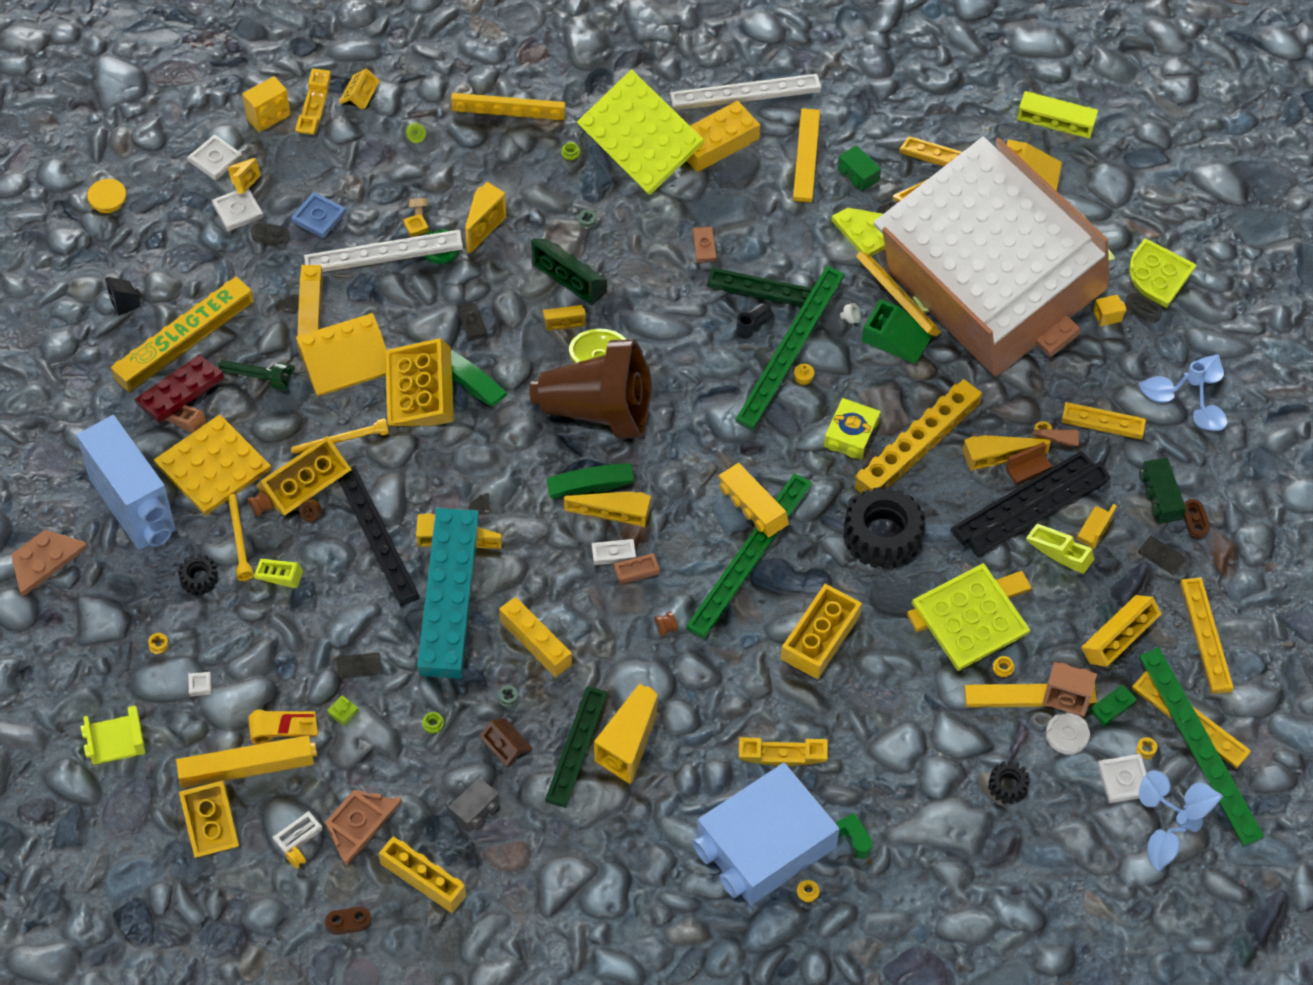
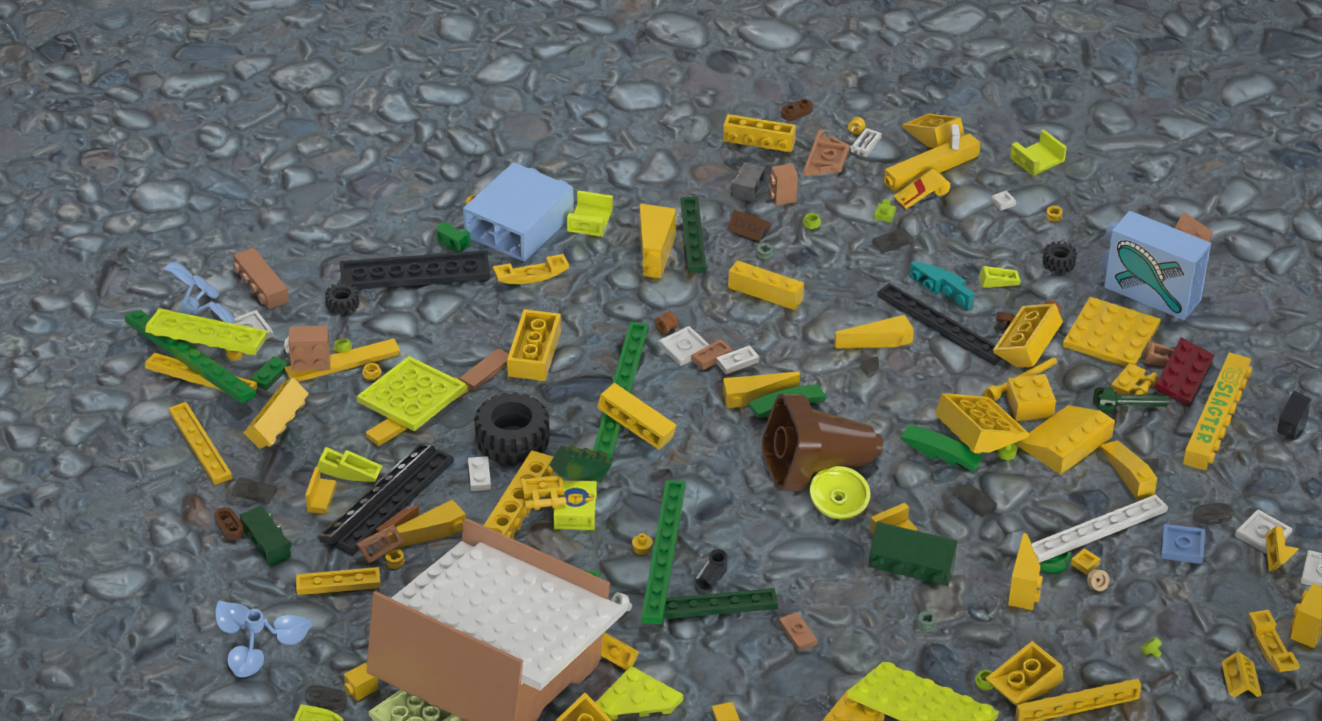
camera: 160 degrees right, 15 degrees down
(206, 762) = (955, 137): none -> white tile
(237, 403) = (1130, 377): none -> yellow plate
(243, 571) = (1026, 269): yellow piece -> none
(346, 580) = (940, 280): none -> teal slope
(350, 403) = (1030, 397): none -> yellow brick
(442, 770) = (783, 184): none -> nougat brick
(448, 593) = (851, 283): teal brick -> none
(539, 132) = (1027, 675): none -> yellow slope
(657, 595) = (682, 345): none -> white tile
(679, 818) = (590, 214): none -> neon yellow panel
(835, 448) = (581, 463): none -> dark green brick
(879, 632) = (485, 369): none -> nougat tile
(883, 433) = (543, 487): none -> yellow plate
(914, 799) = (416, 270): none -> black plate
(931, 501) = (479, 473): none -> white plate
(1026, 704) = (342, 345): none -> lime plate
(1096, 843) = (260, 278): none -> nougat brick
(1175, 757) = (206, 331): none -> neon yellow plate

